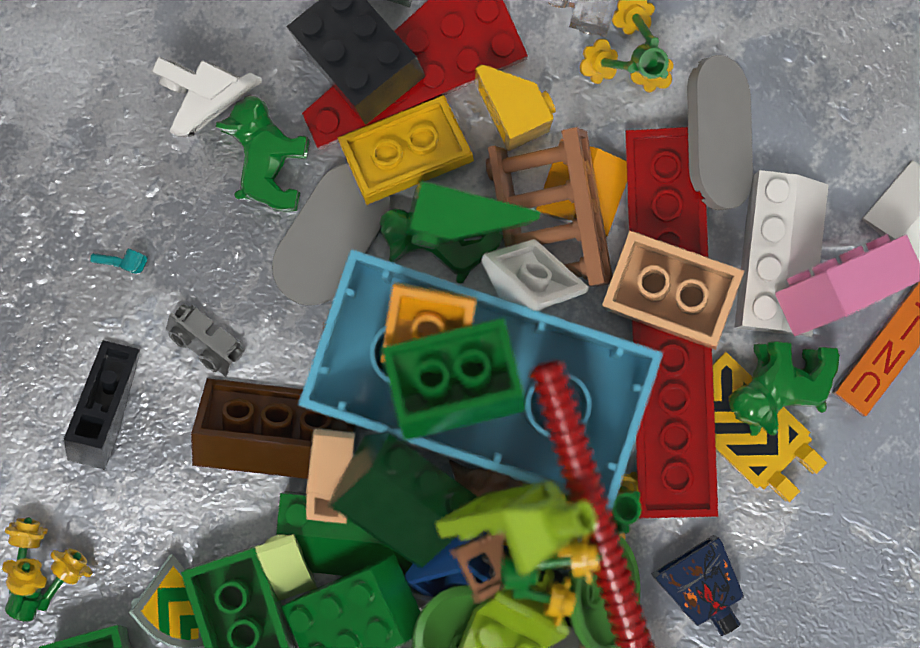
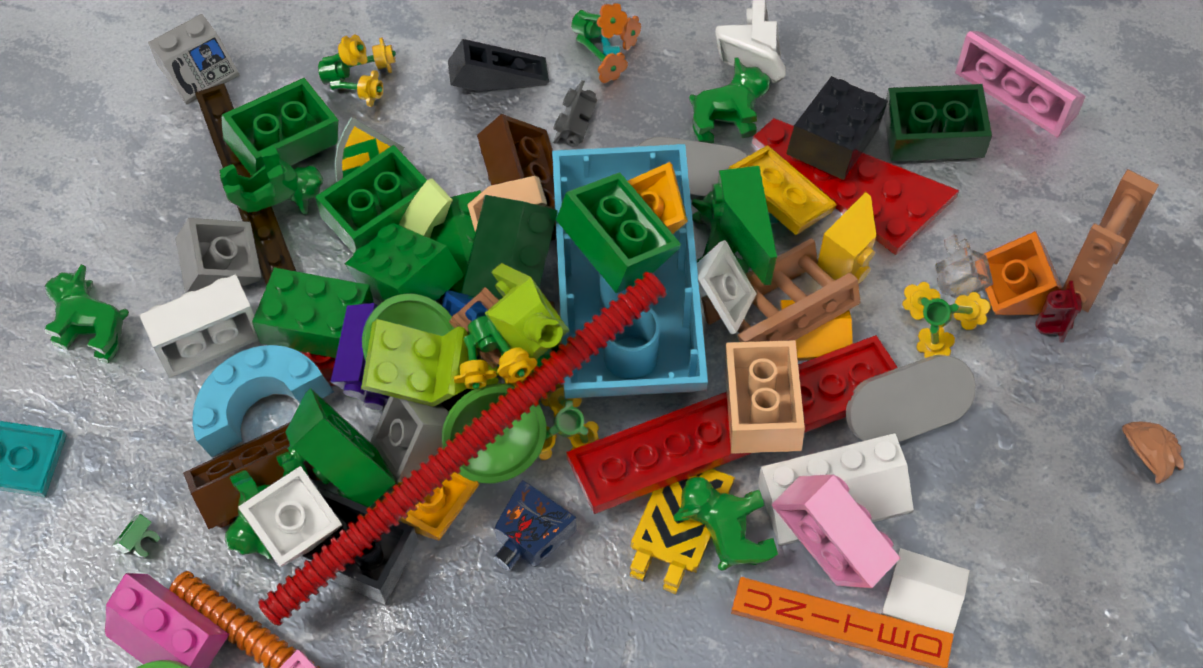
camera: 70 degrees right, 25 degrees down
(112, 251) = (609, 23): none -> orange plant

